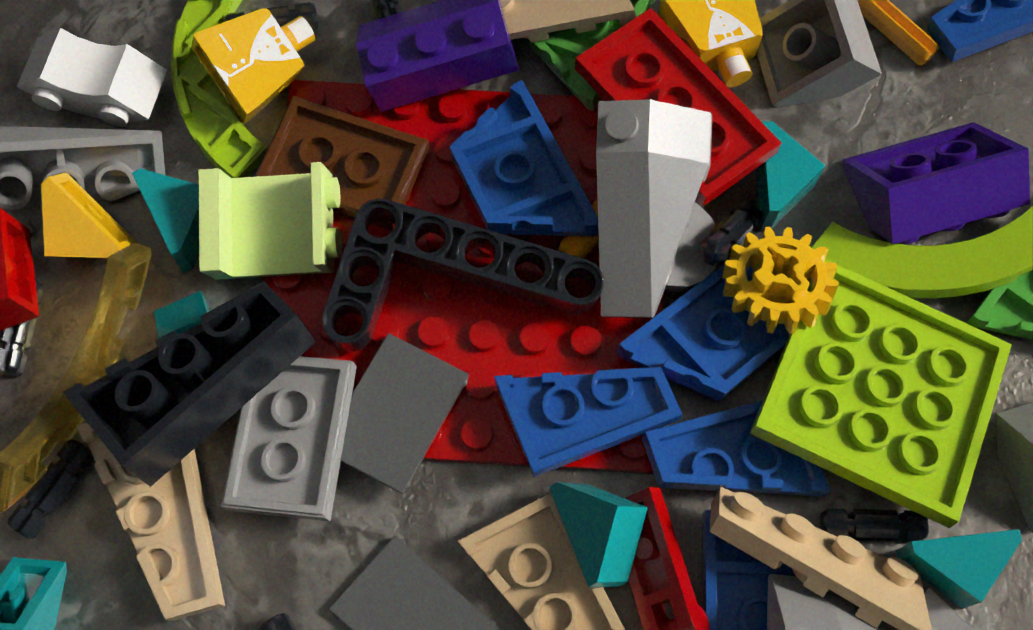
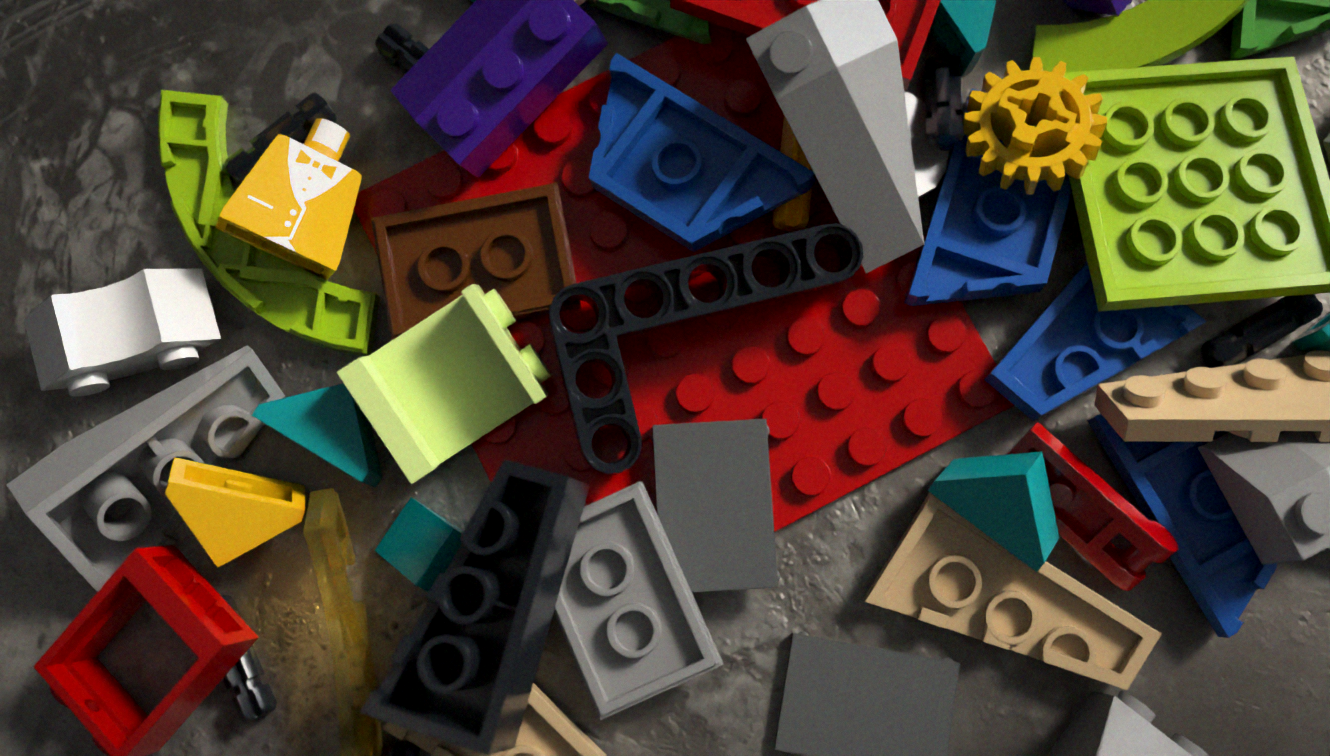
camera: 30 degrees left, 10 degrees up
(583, 414) = (913, 392): blue wing -> none

